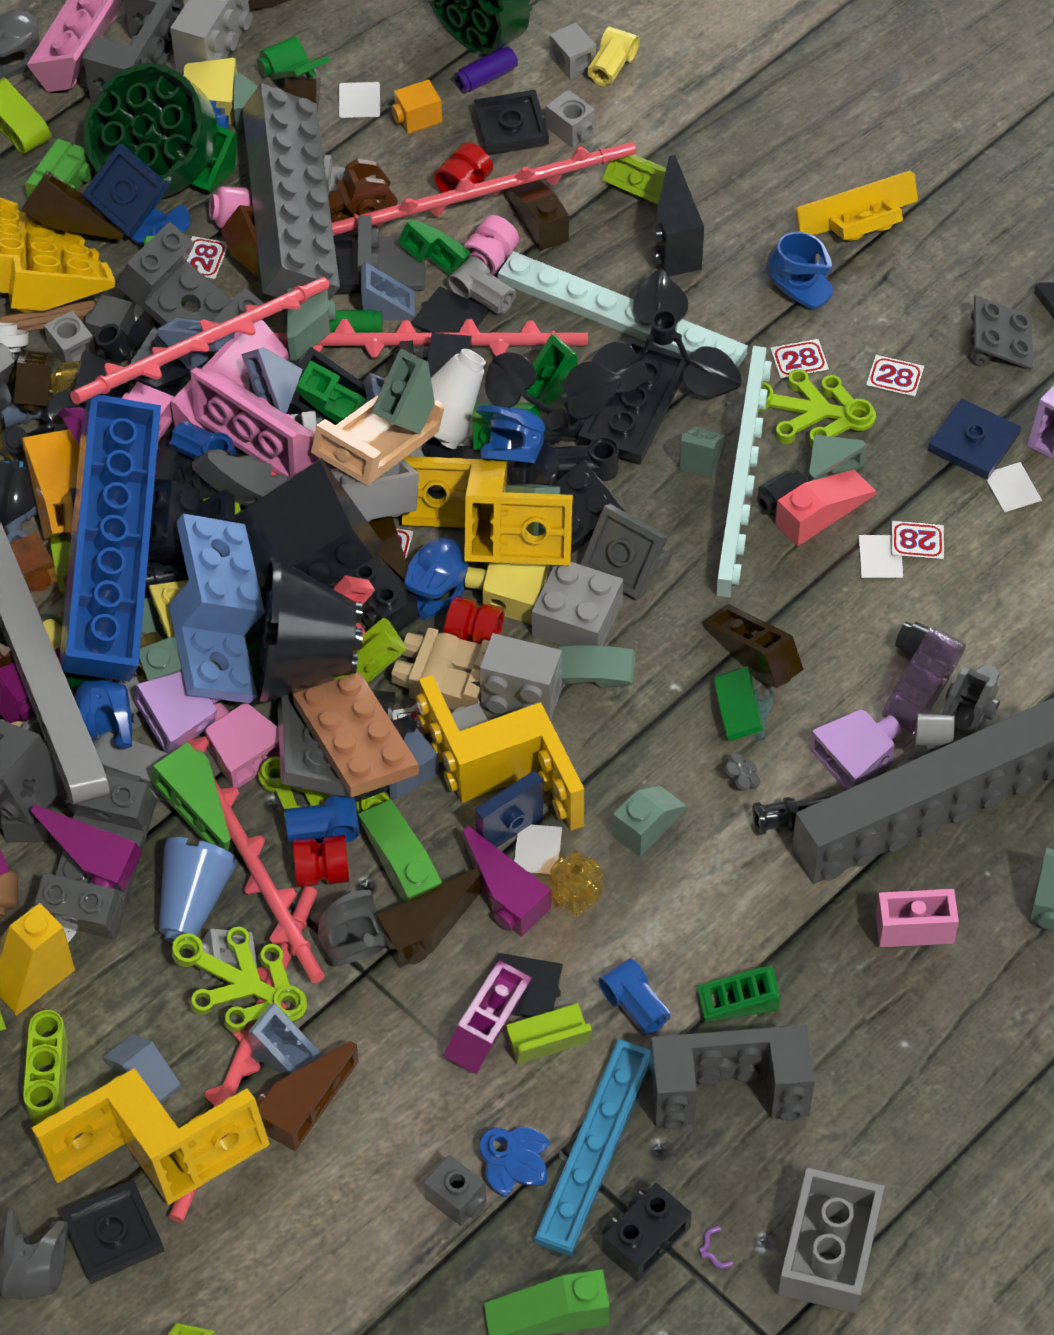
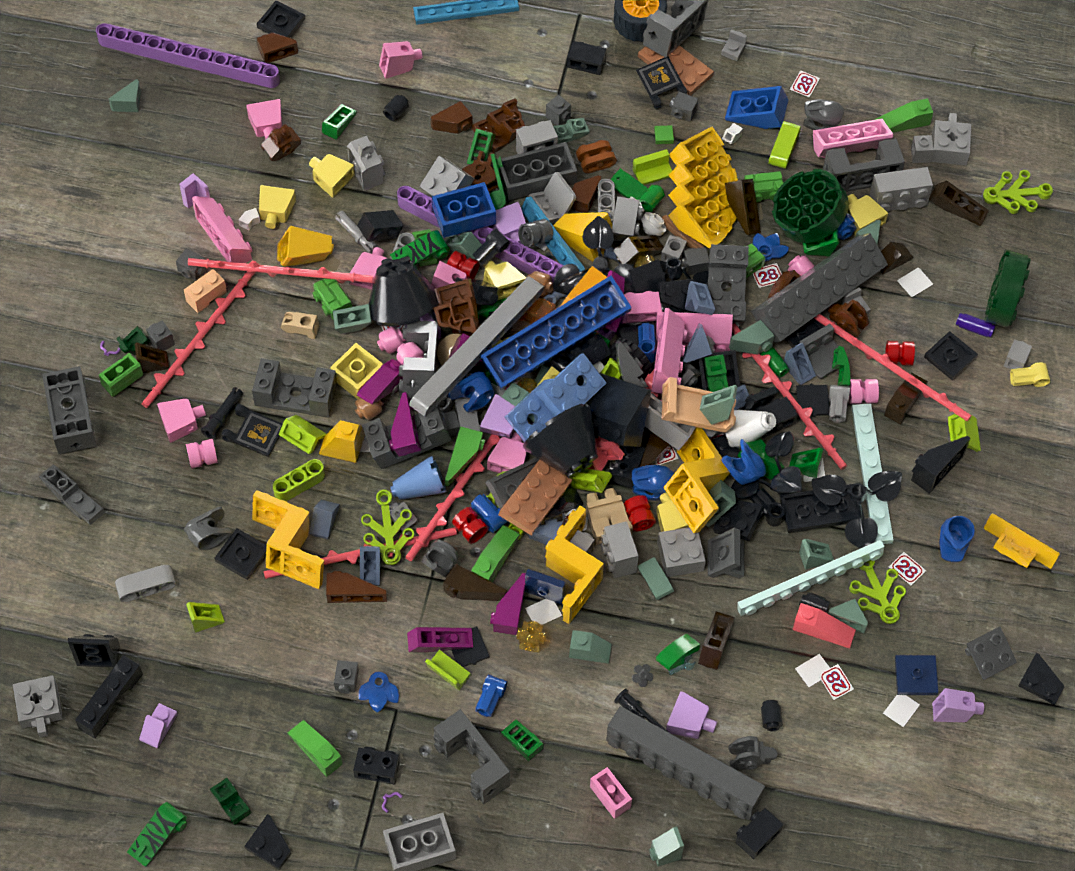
camera: 55 degrees right, 5 degrees up
(125, 190) = (768, 218): dark blue plate -> none
(210, 332) = (679, 300): coral plant -> none
(219, 507) = (606, 367): black plate -> none
(288, 60) = (907, 237): green door -> none
(417, 106) = (926, 309): light orange brick -> none
(570, 118) = (975, 374): light grey brick -> none
(594, 1148) = (402, 722): dark azure tile -> none
(895, 375) = (930, 618): sticker -> none
(924, 678) = (746, 724): clear purple beam -> none
(932, 733) = (713, 744): light grey piece -> none

